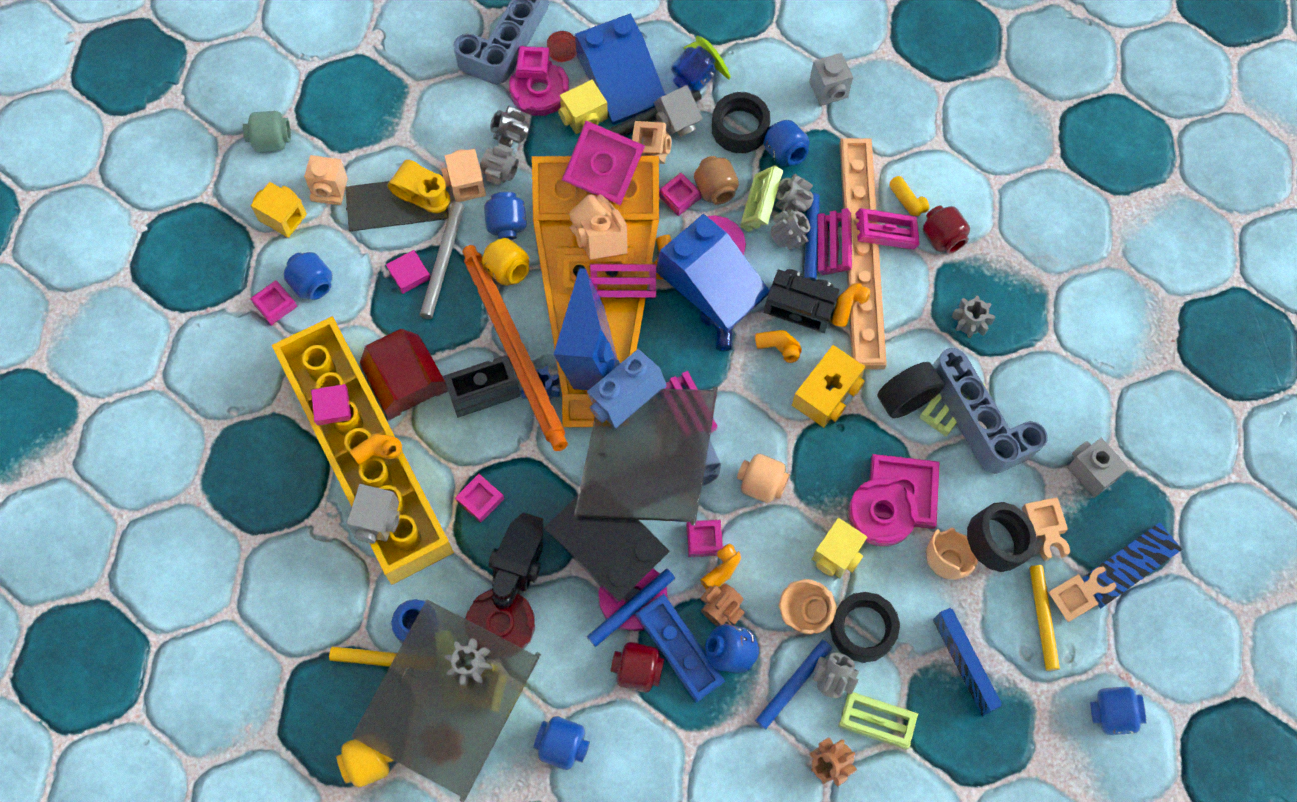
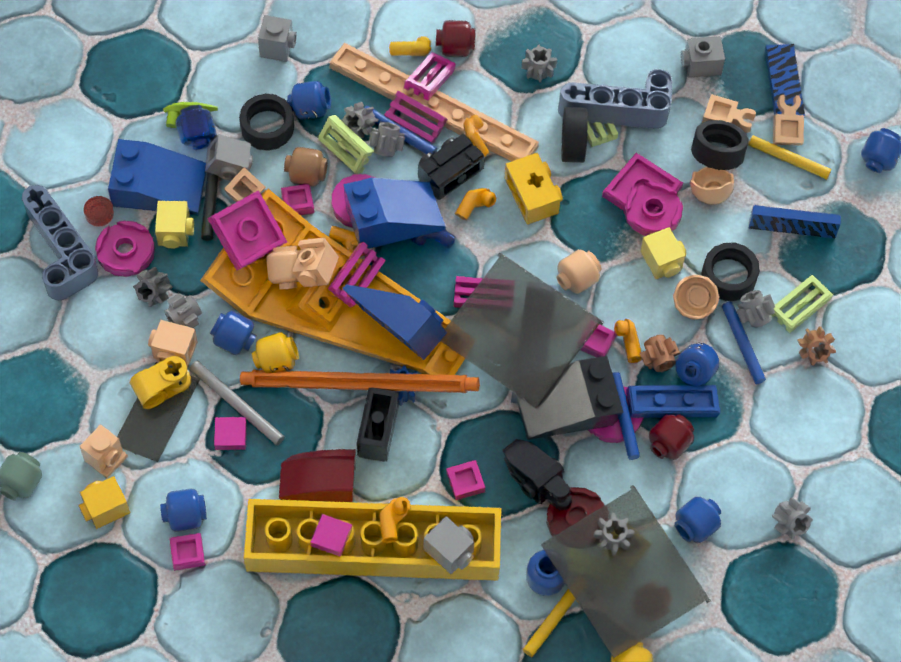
camera: 60 degrees left, 5 degrees down
(532, 62) = (103, 238): dark pink tile -> none
(625, 389) = (458, 315): medium blue brick -> none

